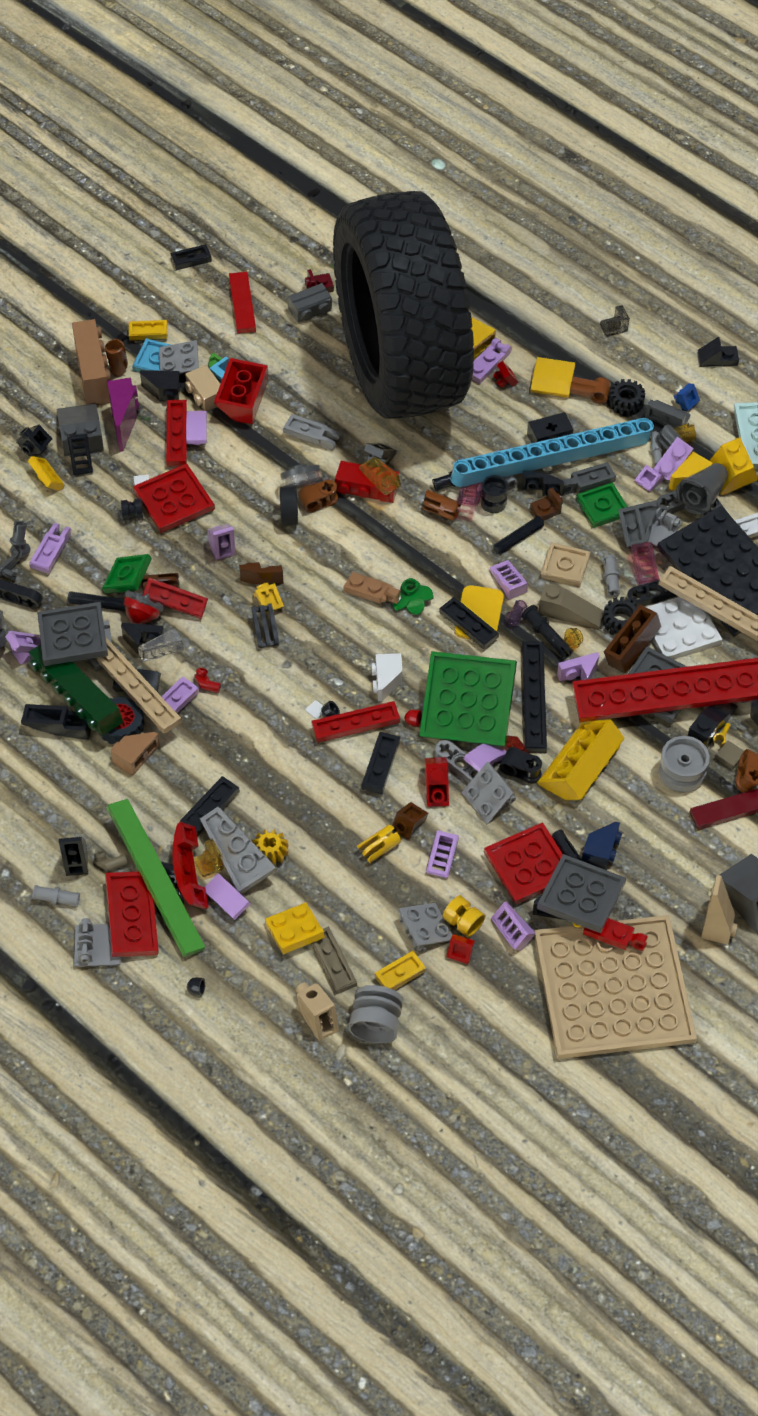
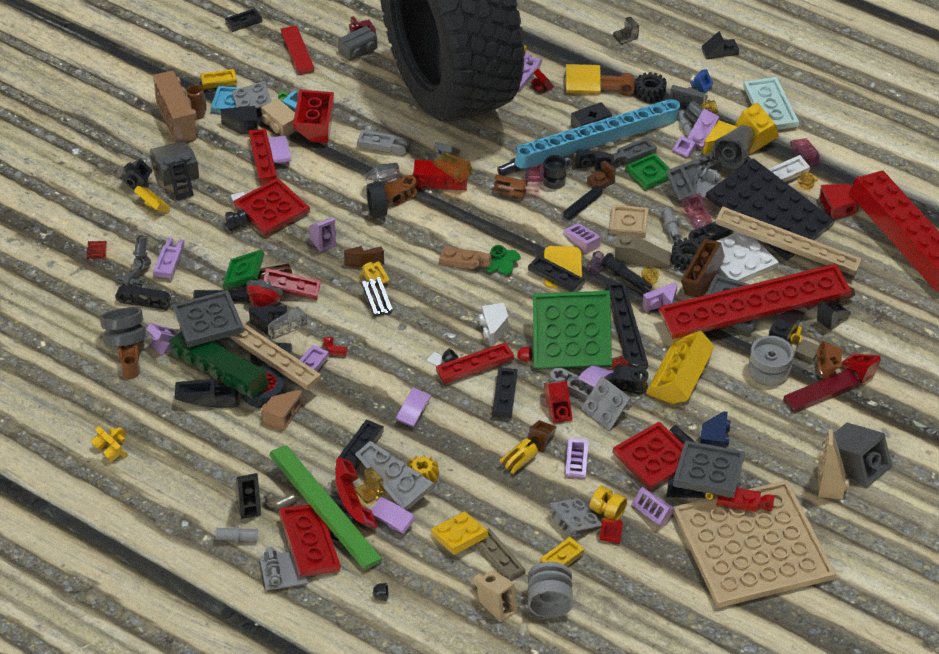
camera: 10 degrees left, 10 degrees down
(123, 408) = (210, 139): magenta slope -> none
(276, 767) = (413, 407): none -> lavender slope

